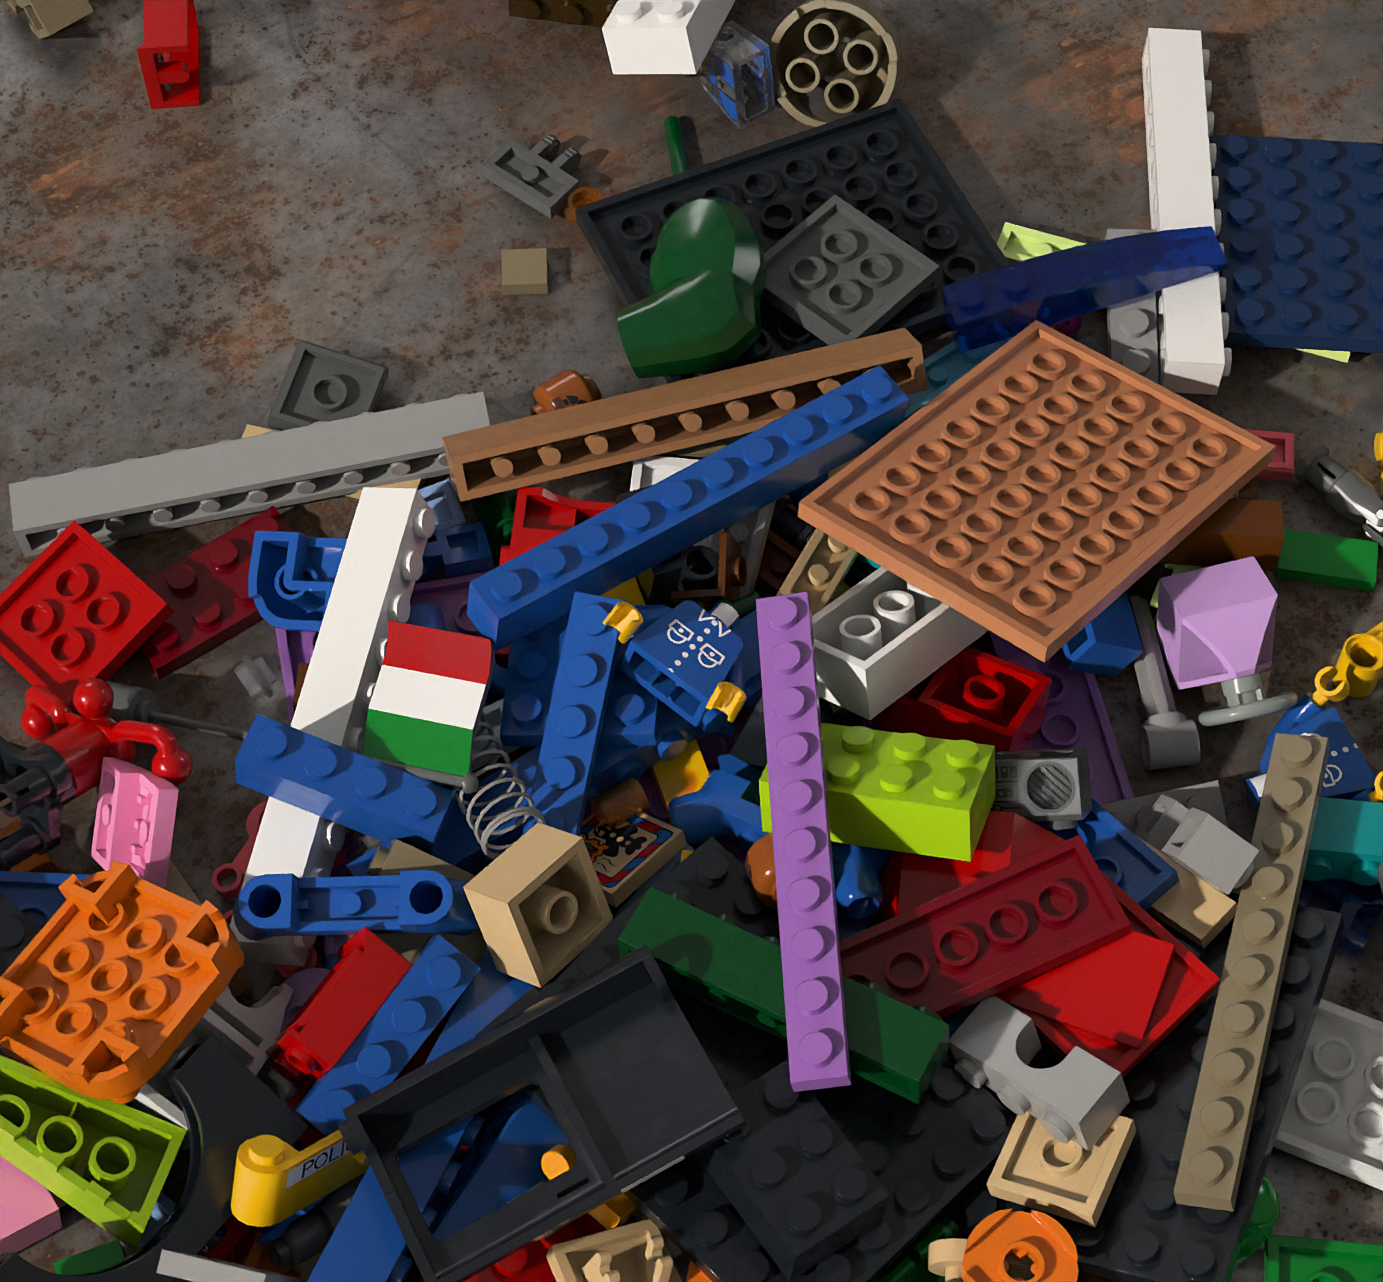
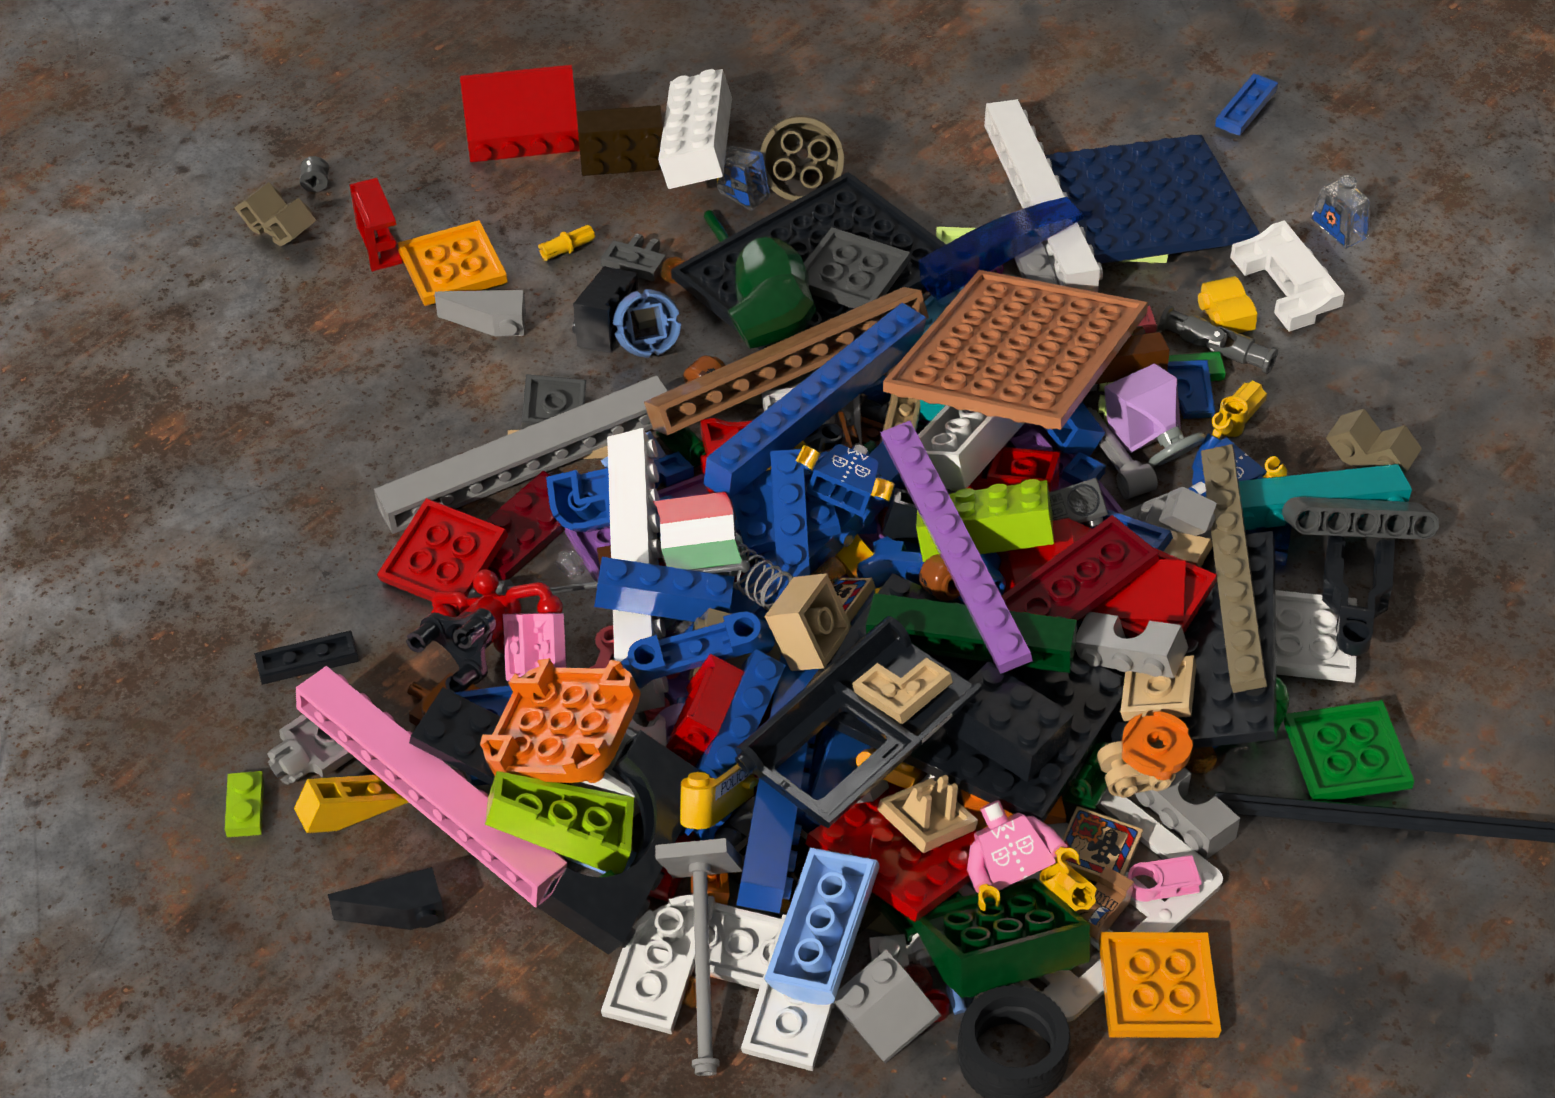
camera: 15 degrees left, 10 degrees down
(265, 123) = (452, 261): none -> light orange plate
(291, 218) = (485, 311): none -> light grey slope
(444, 125) = (566, 242): none -> yellow axle
(456, 250) = (597, 306): none -> black wedge
(503, 325) = (666, 320): none -> medium blue piece
(623, 1099) = (905, 695): none -> tan plate
(1089, 709) = (1083, 469): none -> blue tile
(1310, 597) = (1194, 388): none -> blue tile

